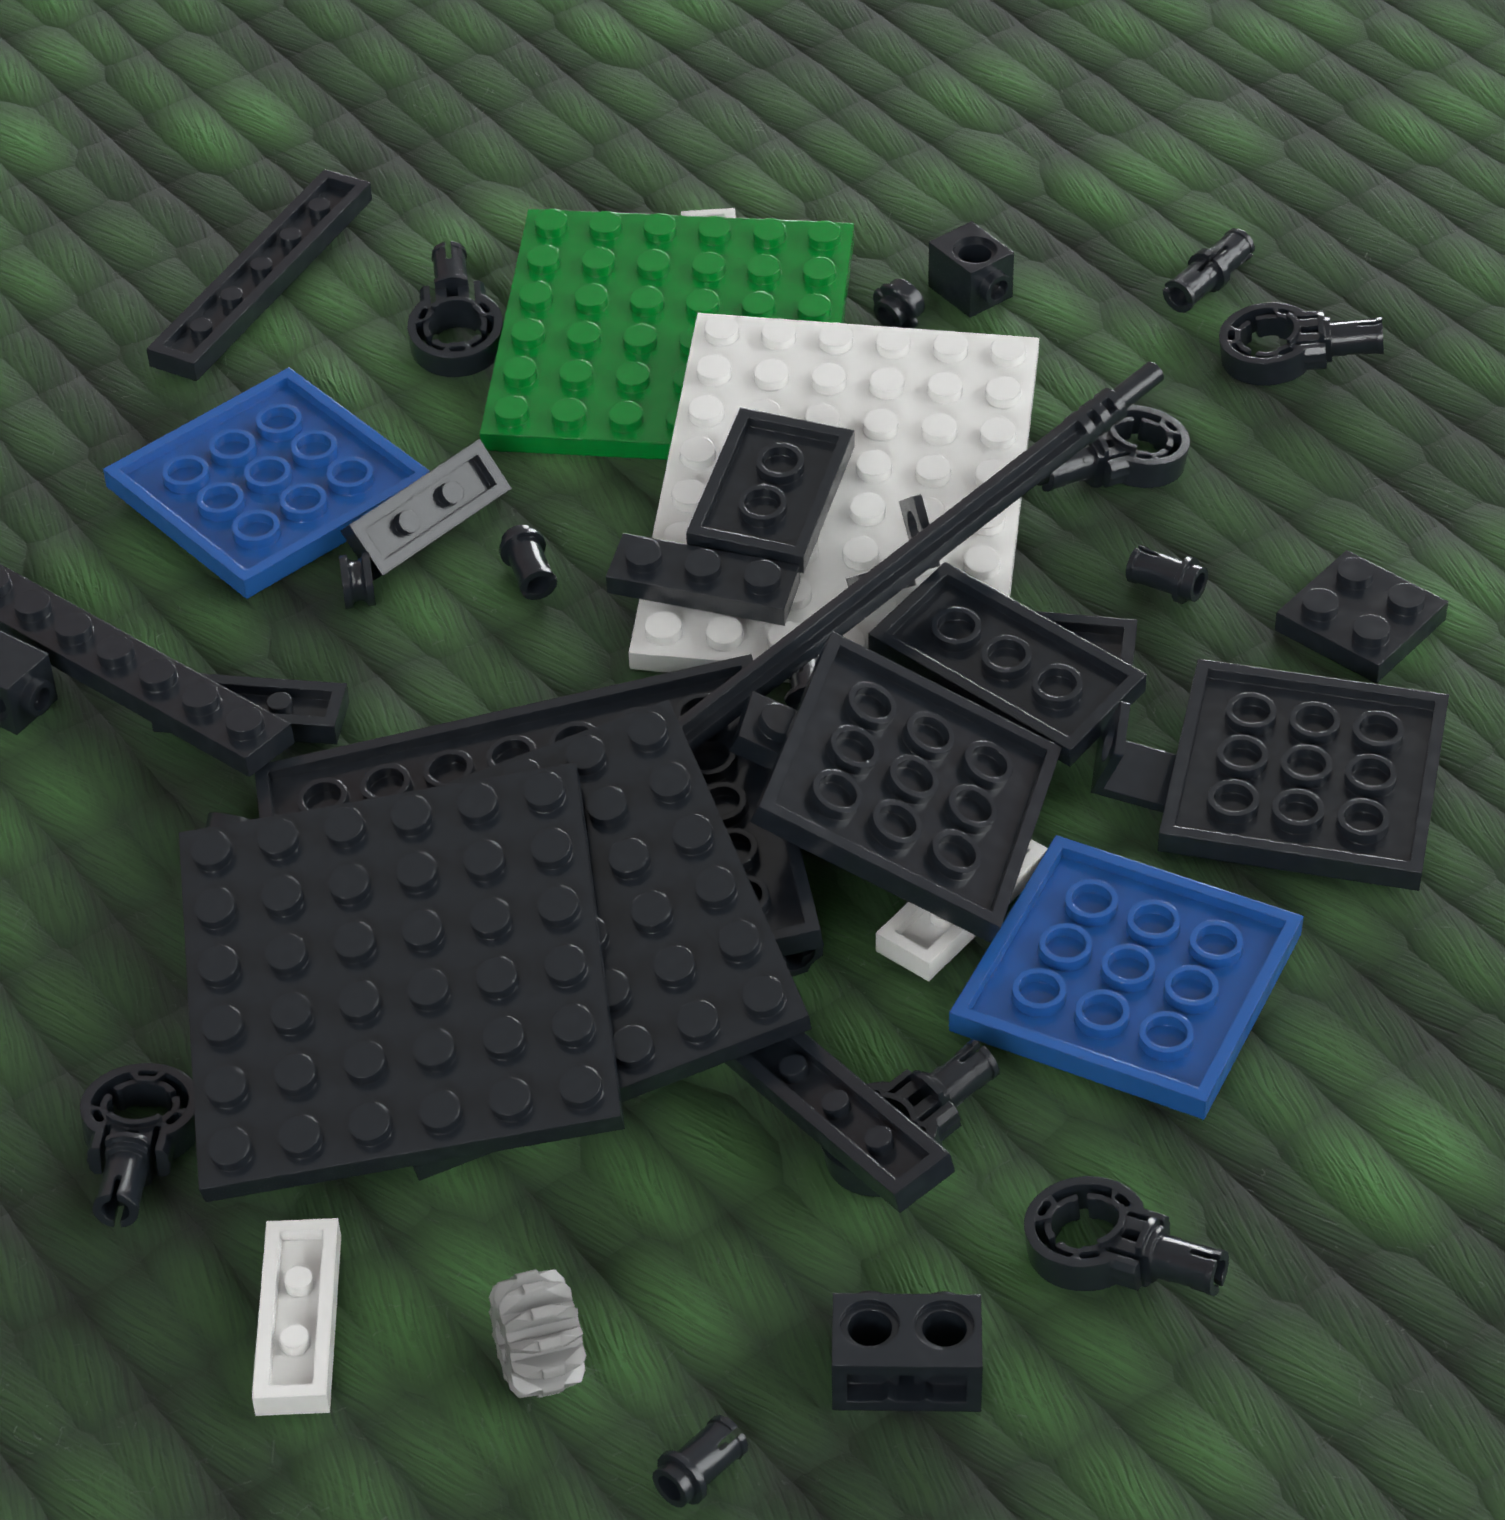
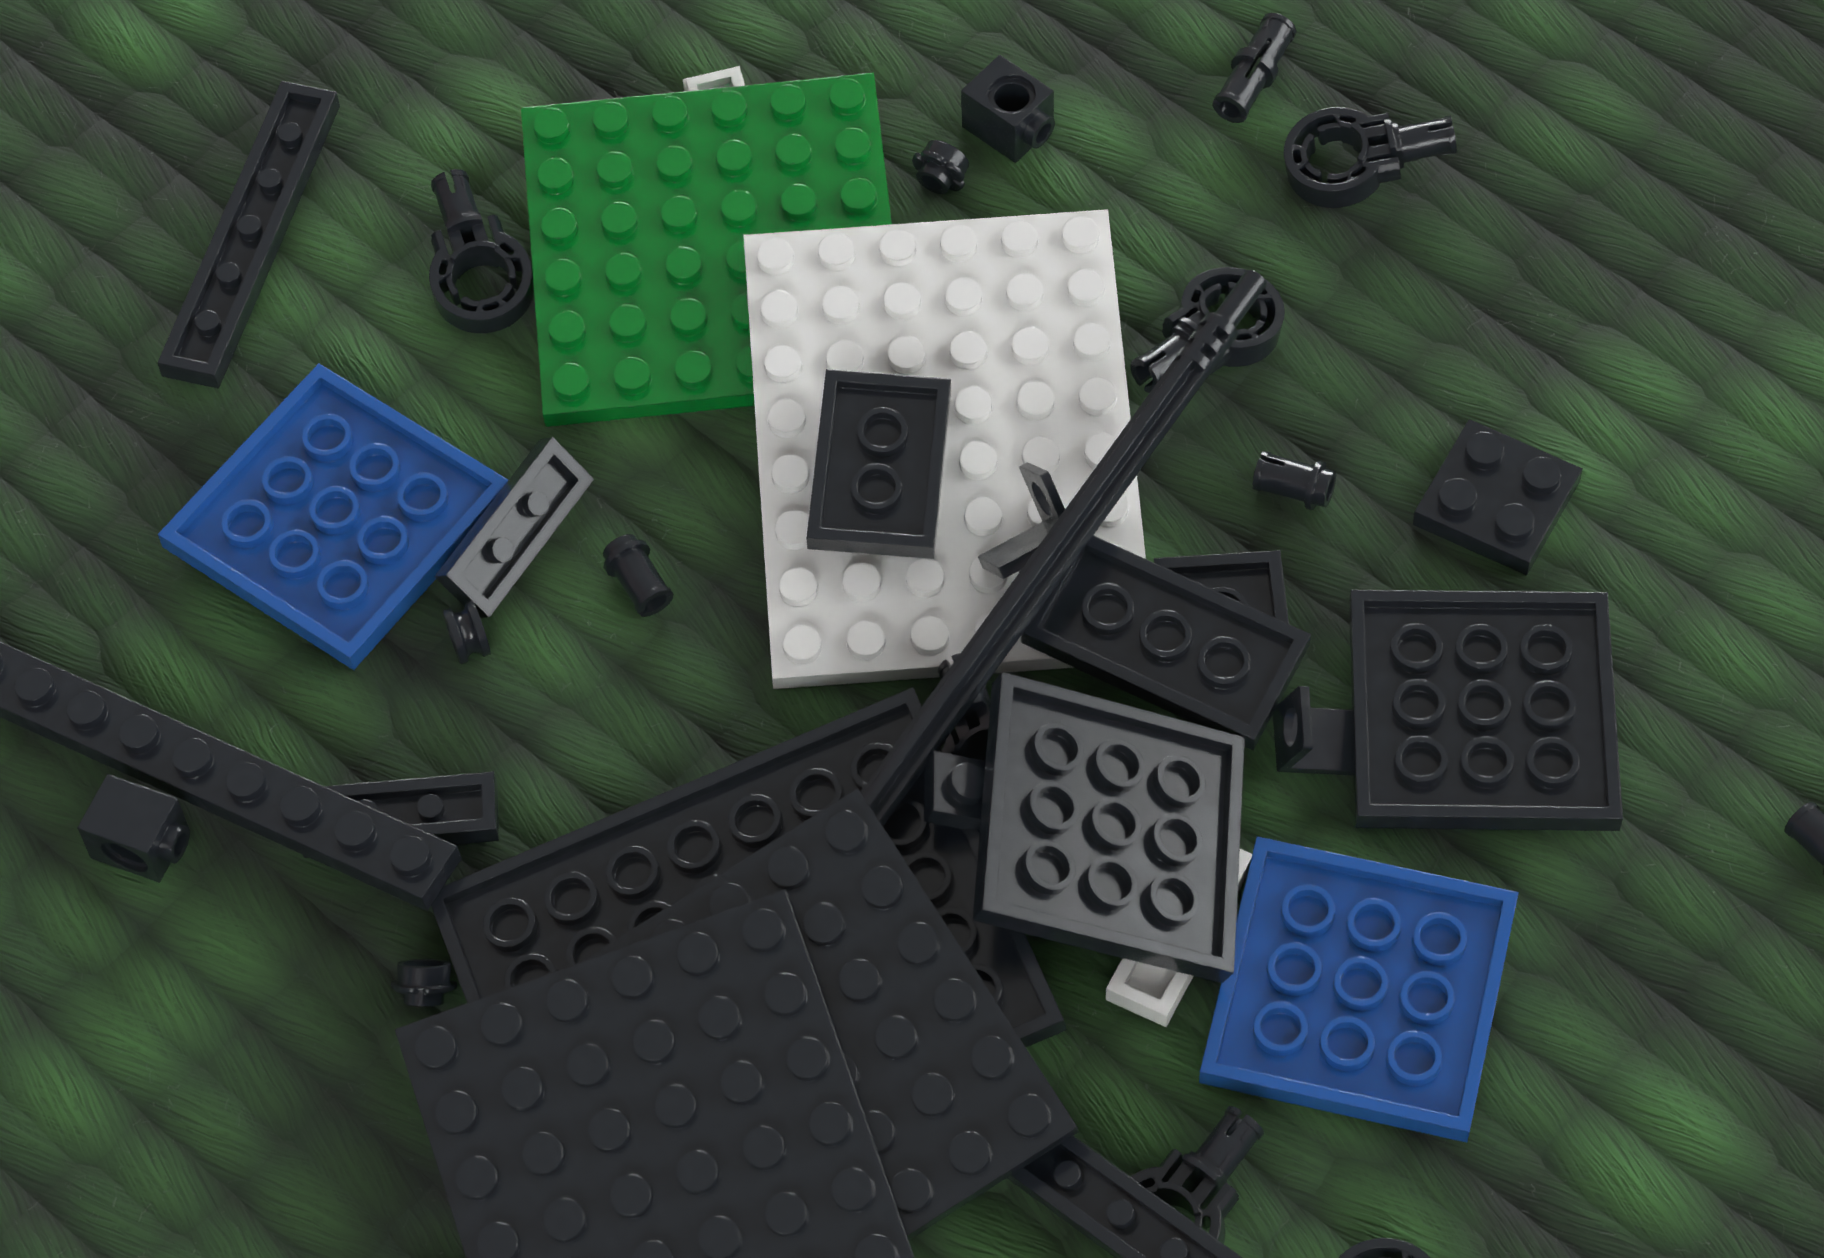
camera: 10 degrees left, 15 degrees up
(703, 579) = (832, 583): black plate -> none

